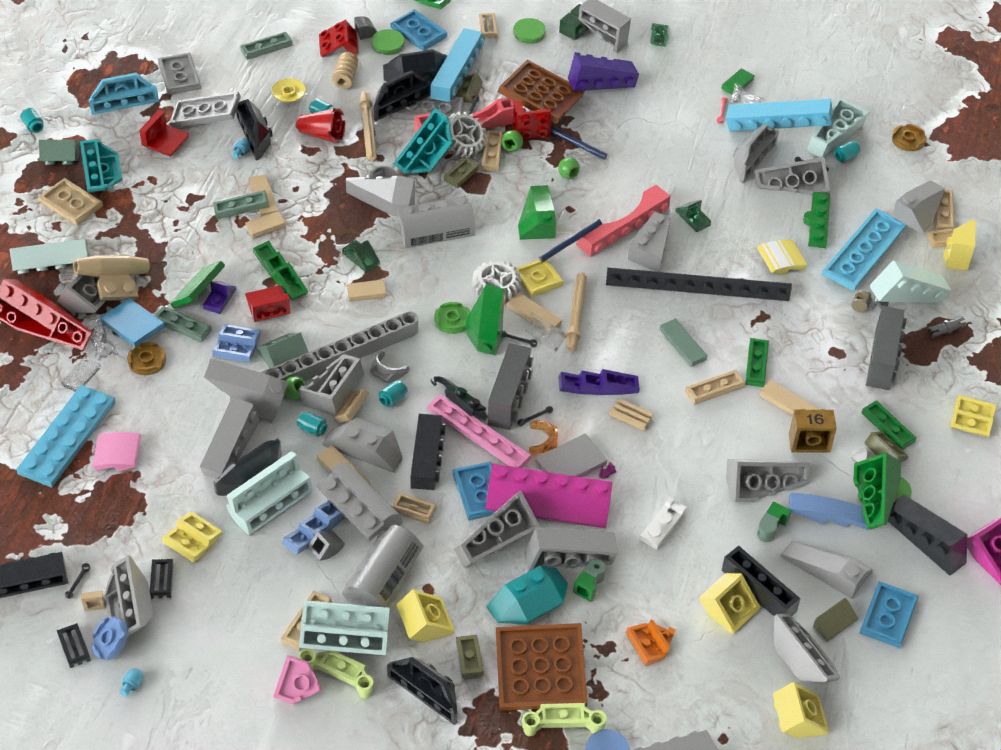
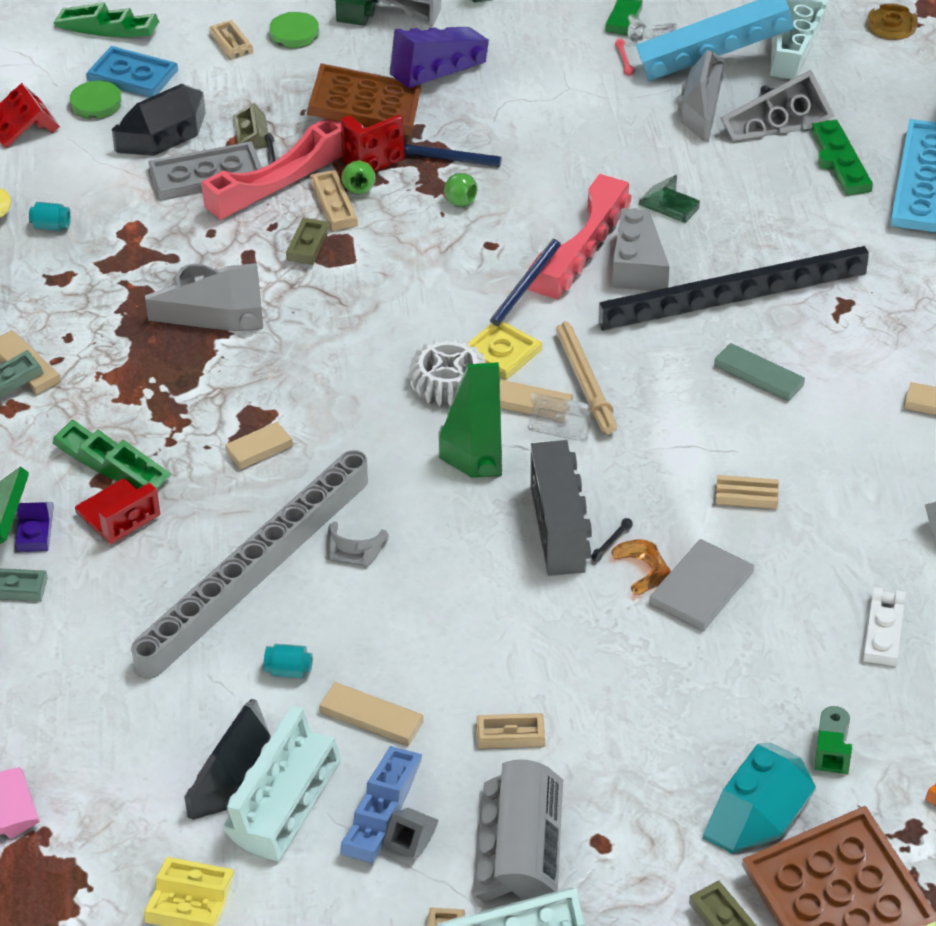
camera: 20 degrees left, 5 degrees down
(230, 437) = (174, 725): light grey wedge -> none
(236, 343) = (99, 583): medium blue slope -> none
(248, 386) = (174, 638): light grey wedge -> none
(265, 224) = (50, 400): tan tile -> none
(282, 349) = (180, 567): sand green slope -> none
(294, 384) = (231, 617): bright green piece -> none
(323, 125) = (63, 235): red cone -> none
(334, 386) = (292, 594): light grey wedge -> none
(345, 70) = (56, 153): tan piece -> none
(351, 406) = (333, 615): tan tile -> none
(358, 501) = (429, 748): light grey brick -> none
(362, 255) = (224, 398): clear green slope -> none
(364, 27) = (50, 89): dark grey brick -> none
(366, 105) = (113, 192): tan axle -> none
(366, 442) = (384, 661): light grey wedge -> none
(392, 393) = (385, 577): teal brick -> none
(400, 94) = (162, 159): black wedge -> none
(424, 616) = (623, 884): light yellow slope -> none
(426, 452) = (486, 642): black brick -> none
(427, 145) = (243, 216): teal wedge -> none
(436, 221) = (312, 317): light grey brick -> none
(451, 317) = (409, 443): bright green tile -> none
(456, 65) = (220, 101): medium azure brick -> none
(461, 398) = (489, 547): black plate -> none
(463, 139) = (285, 187): white gear -> none
(473, 489) = (593, 672): dark azure tile -> none
(479, 432) = (545, 589): bright pink plate -> none
(503, 527) = (665, 714): light grey wedge -> none
(533, 343) = (546, 438): black hinge -> none
(538, 215) = (453, 265): green wedge -> none
(552, 495) = (703, 642): dark pink slope -> none
(569, 548) = (777, 707): light grey wedge -> none
(605, 383) = (684, 462): dark purple slope -> none
(605, 473) = (761, 580): magenta piece -> none
(715, 387) = (839, 417): tan tile -> none
(757, 362) = (875, 366): green tile -> none
(782, 256) = (823, 217): light yellow slope -> none
(846, 151) = (825, 60): teal brick -> none

